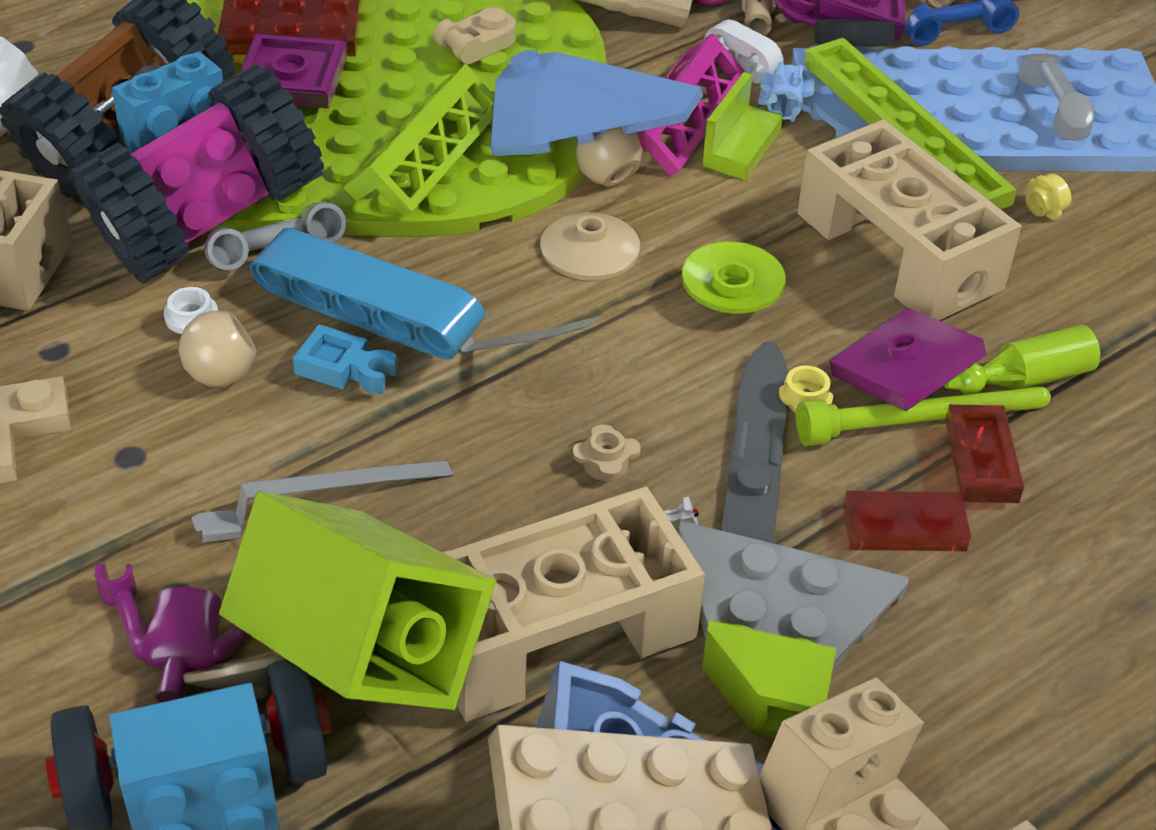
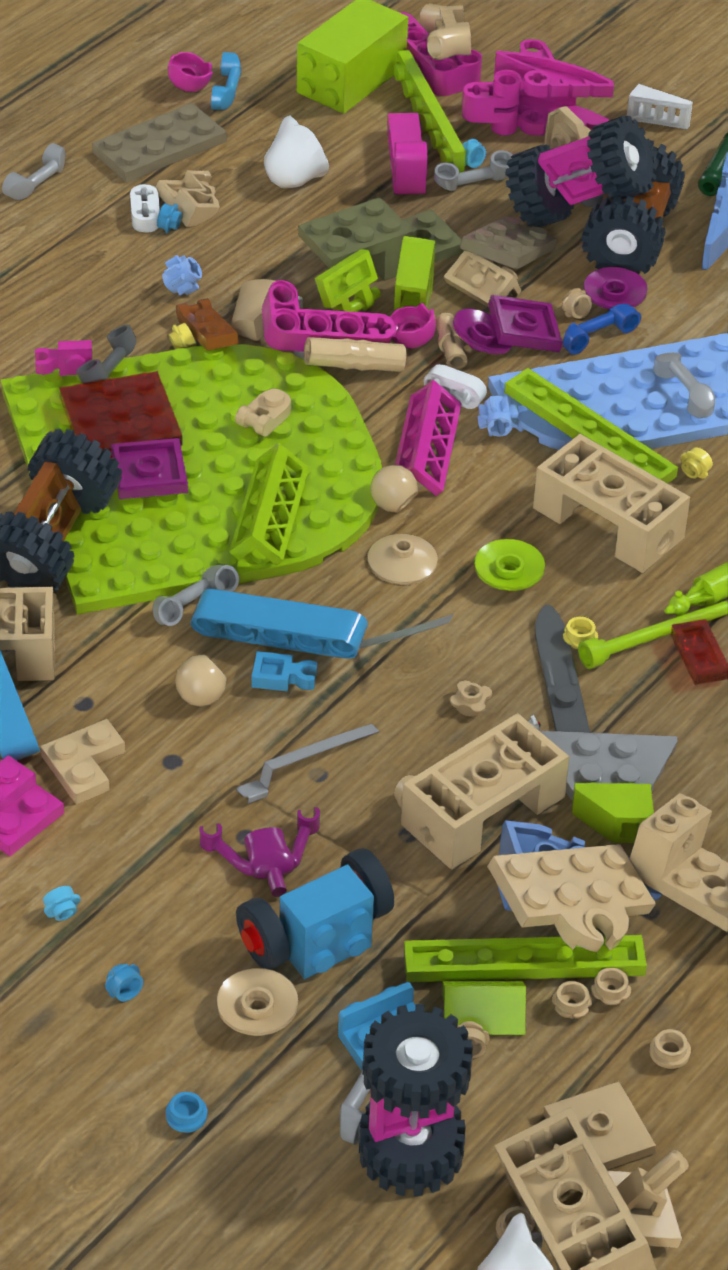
camera: 15 degrees left, 0 degrees up
(163, 99) = (98, 520): dark azure plate -> none
(185, 305) = (164, 659): white plate -> none
(199, 172) = (114, 590): black plate -> none
(236, 673) = (321, 866): tan dish -> none
(357, 602) = (381, 809): lime brick -> none
(570, 96) = (360, 457): medium blue wedge -> none
(738, 132) = (476, 455): lime panel -> none
(857, 32) = (531, 356): black tyre -> none
(906, 521) = (664, 703): clear red plate -> none
(907, 358) = (638, 599): magenta plate -> none

